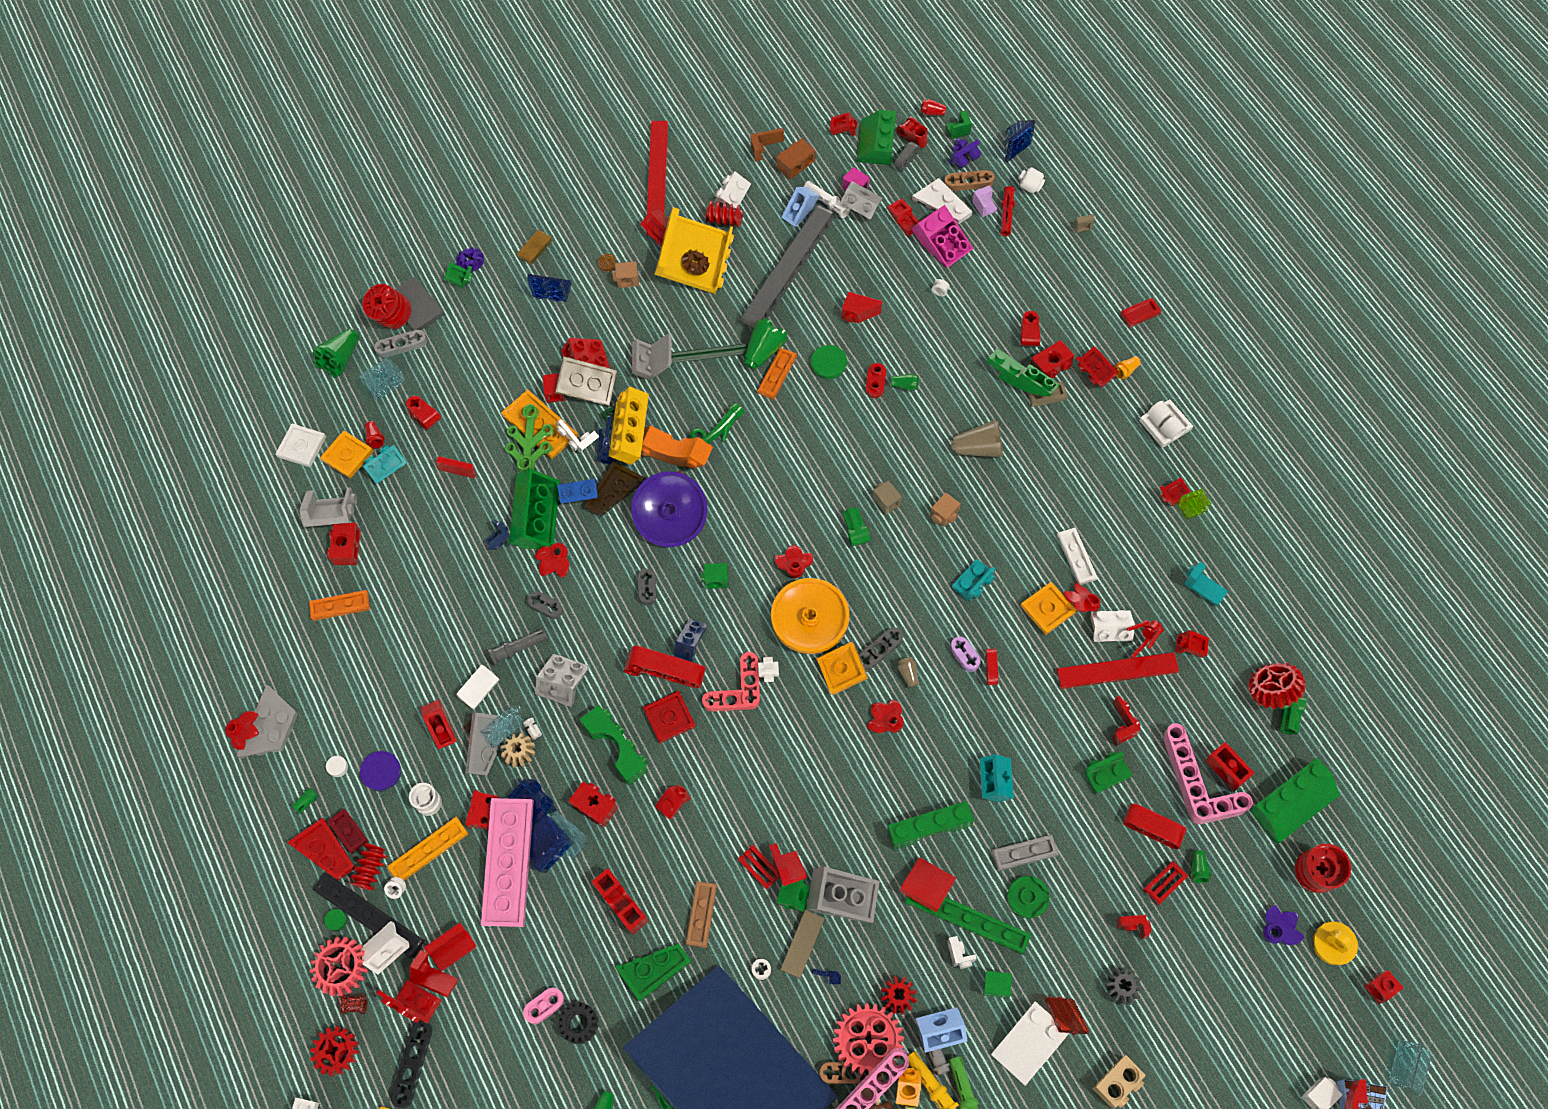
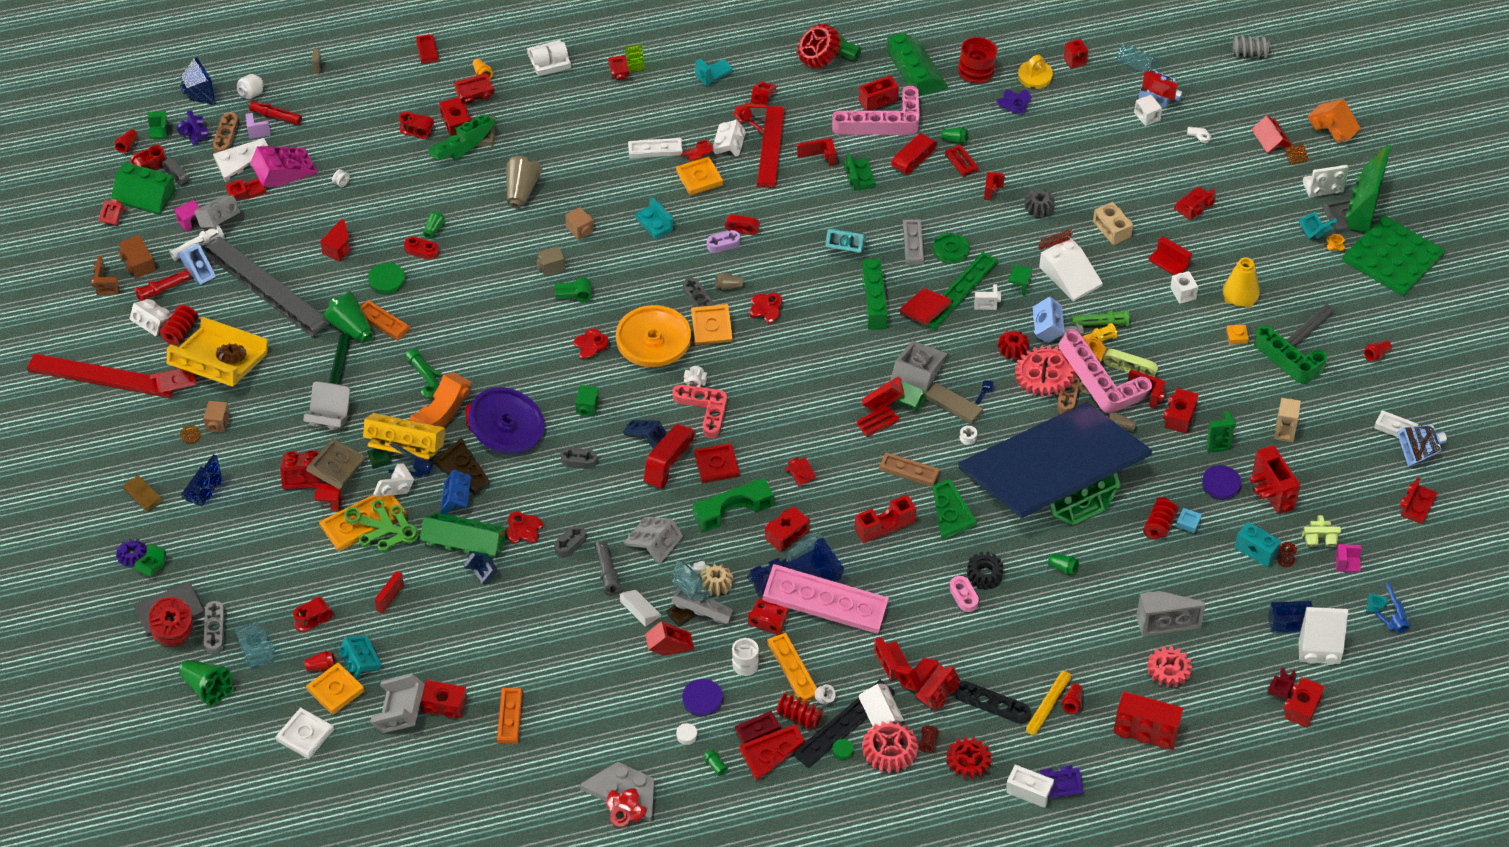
camera: 80 degrees left, 15 degrees down
(763, 183) = (154, 288): none -> red pin

